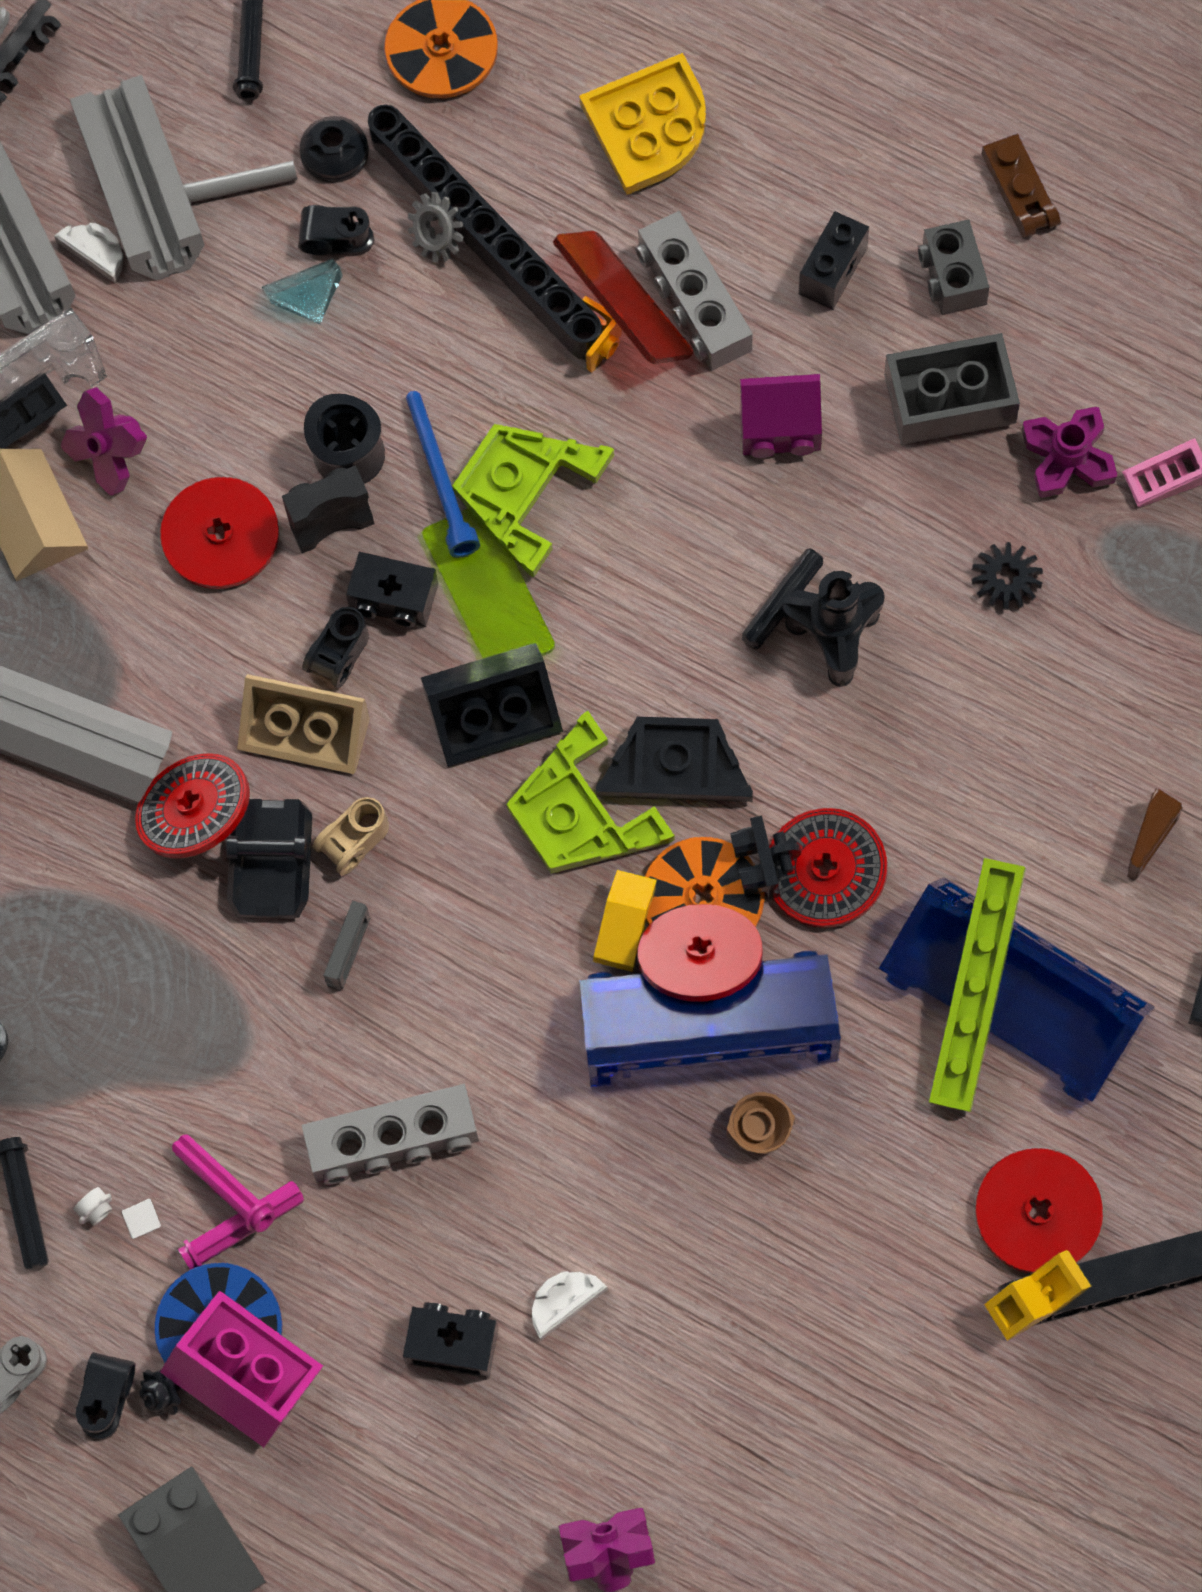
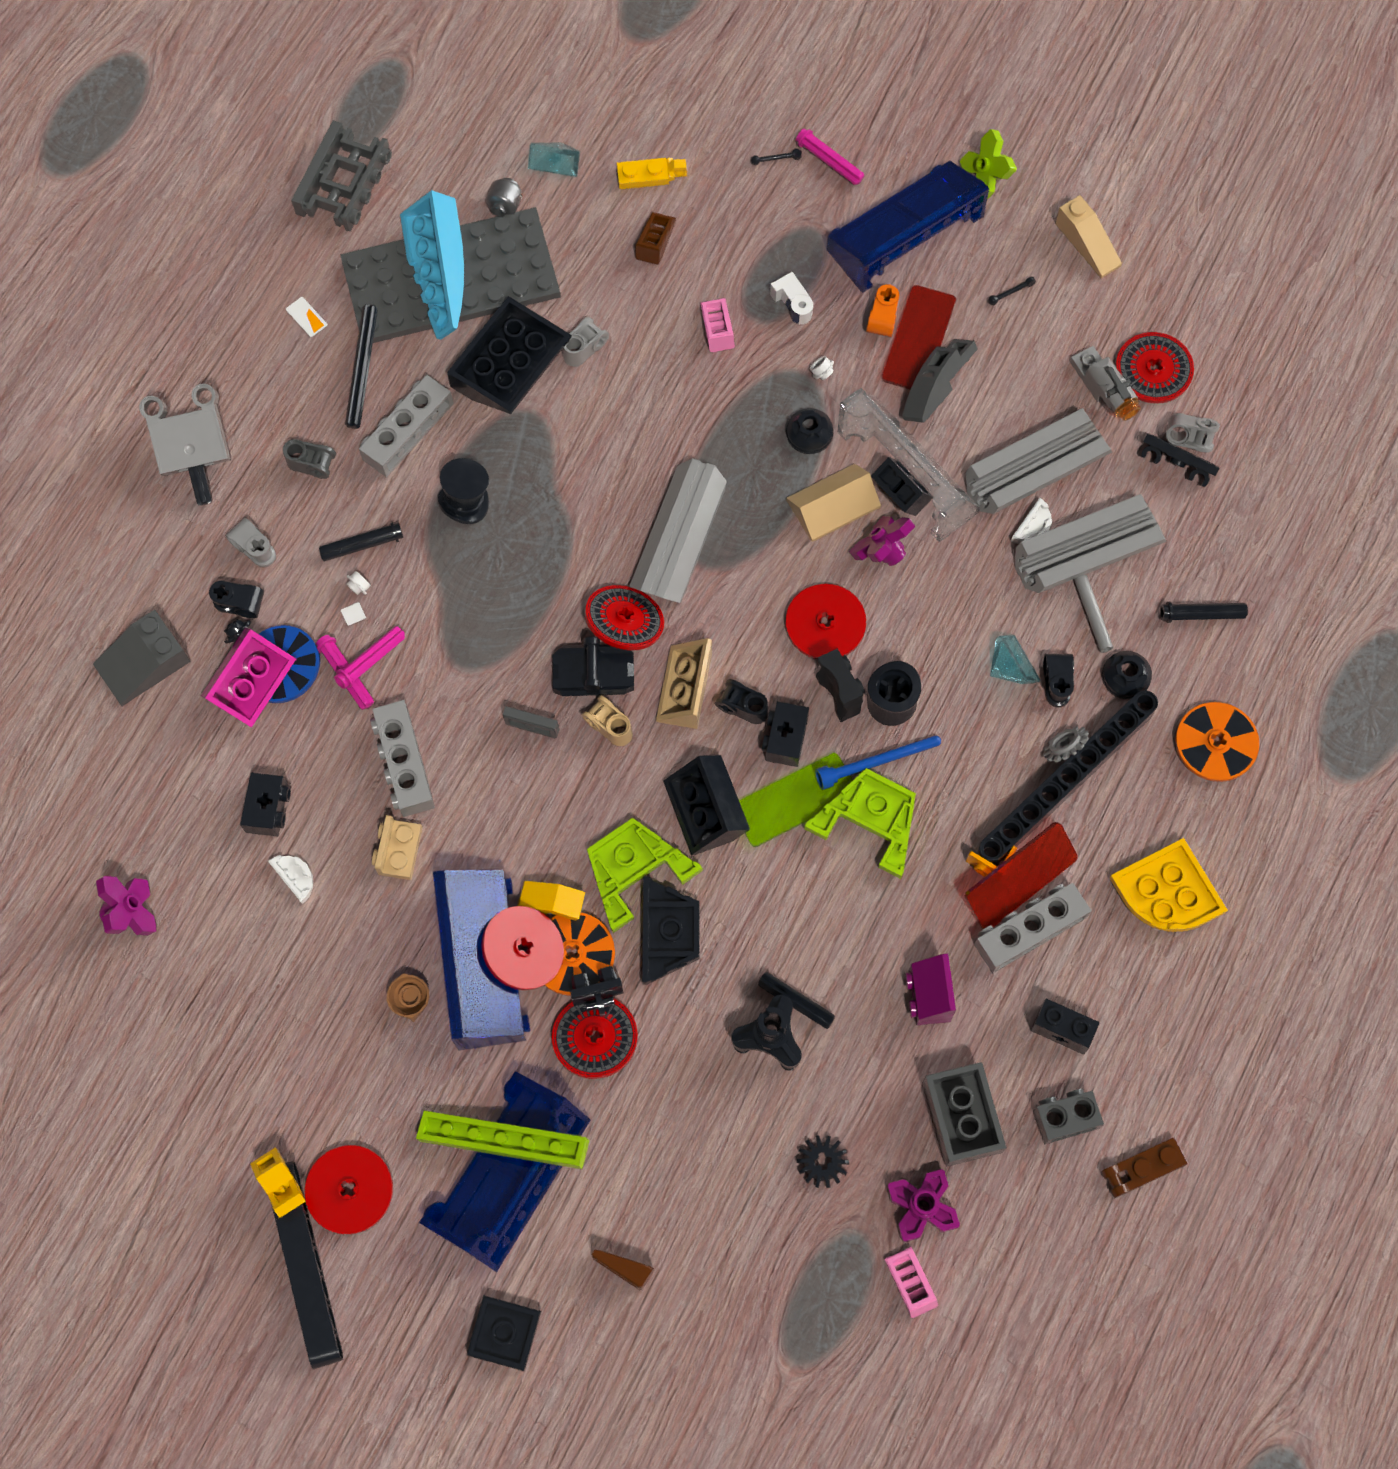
camera: 85 degrees right, 0 degrees up
(531, 1144) = (397, 848): none -> tan bracket

